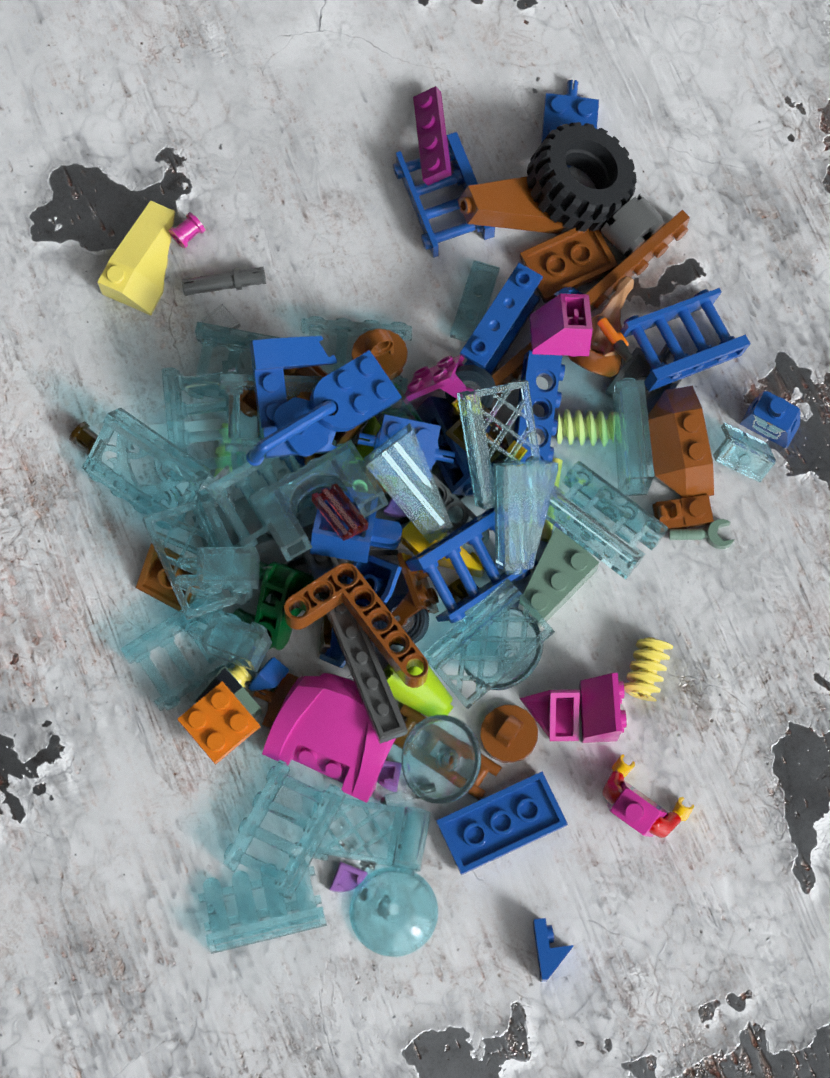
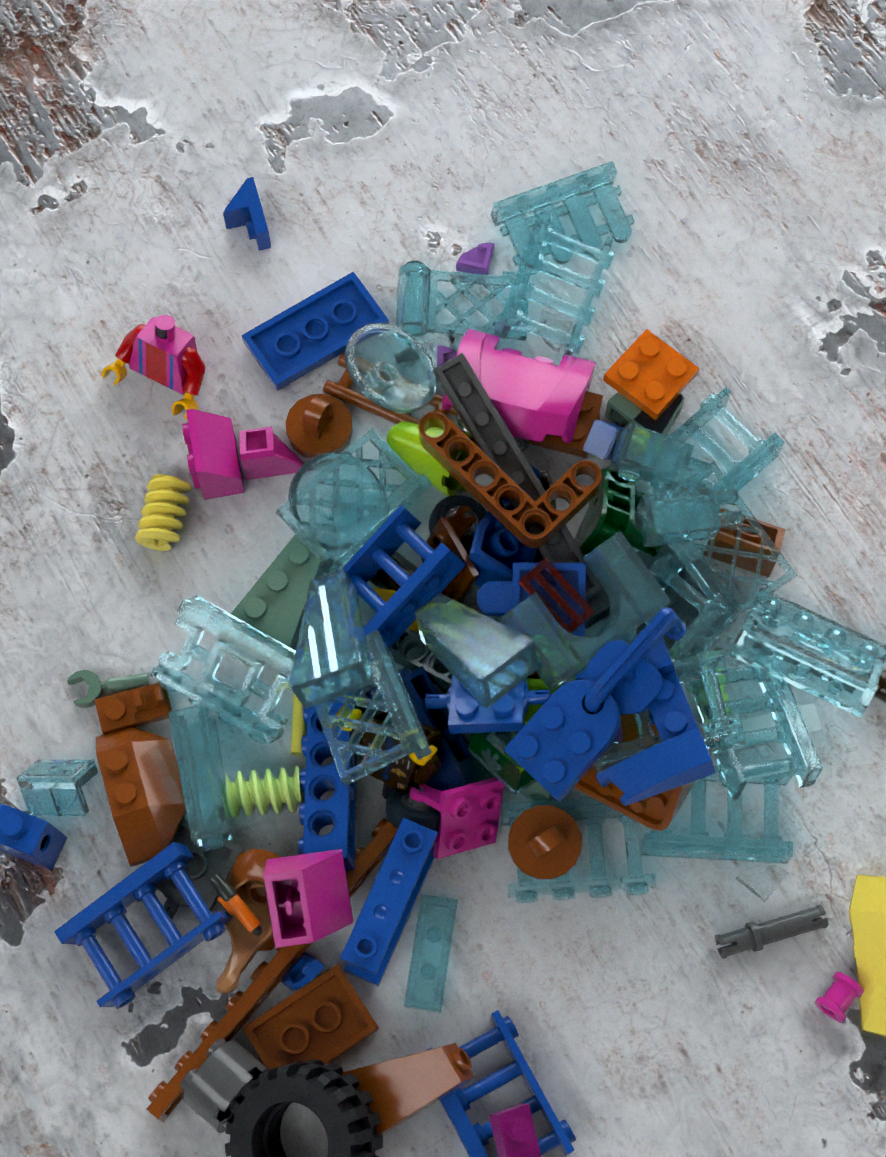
camera: 170 degrees right, 5 degrees down
(397, 933) = (436, 244): clear light blue dish -> none

